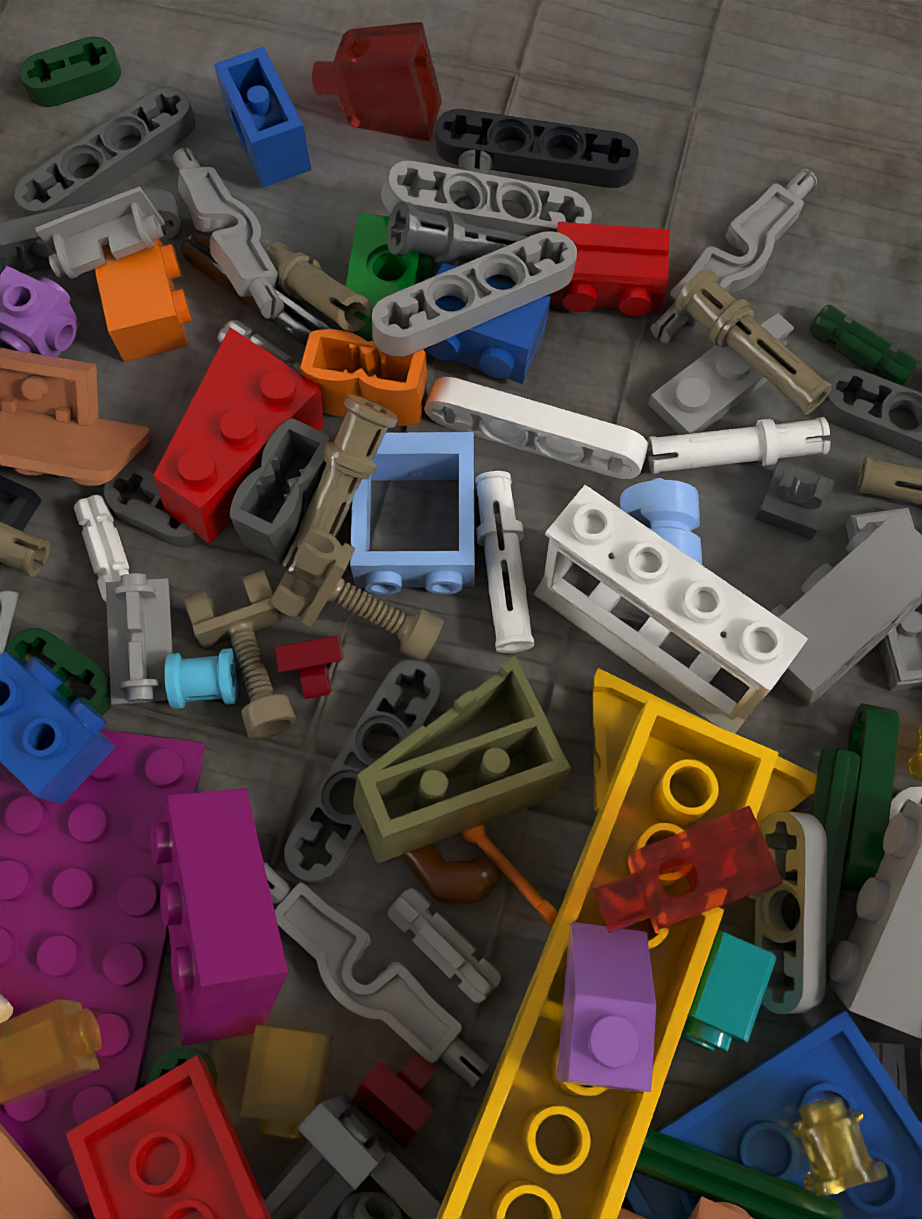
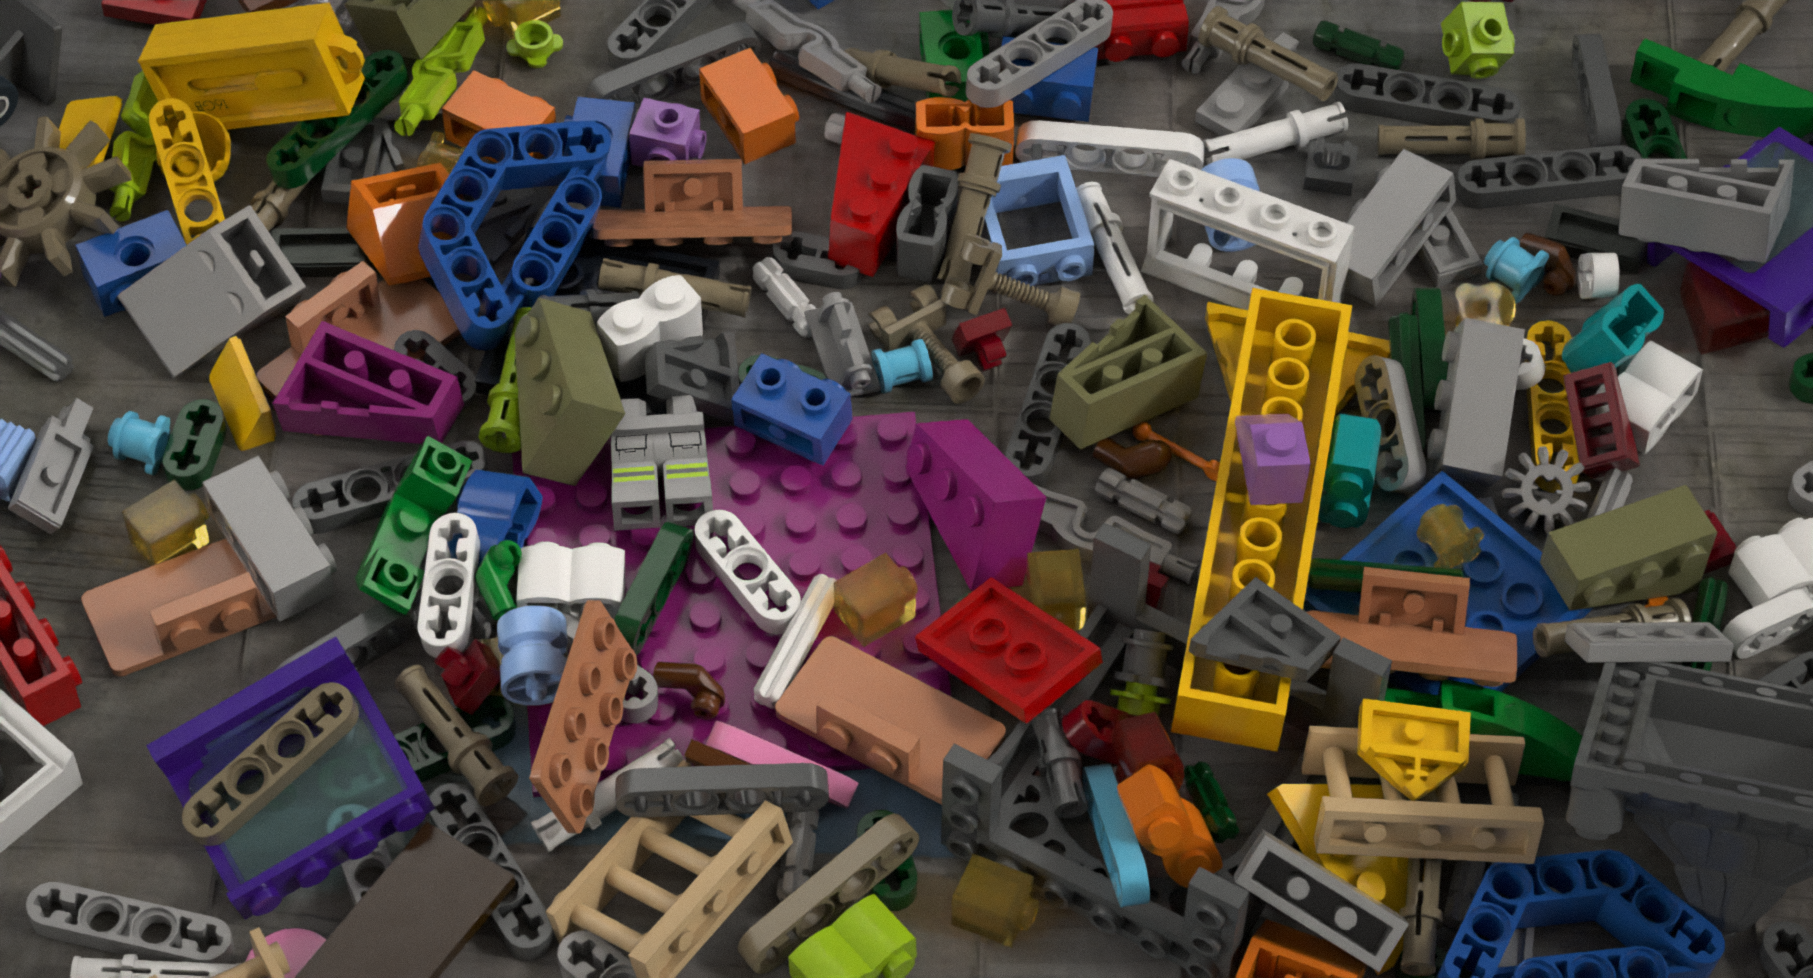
camera: 15 degrees left, 15 degrees down
(123, 221) = (695, 69): light grey hinge -> none
(721, 861) = (1310, 362): clear red torso -> none

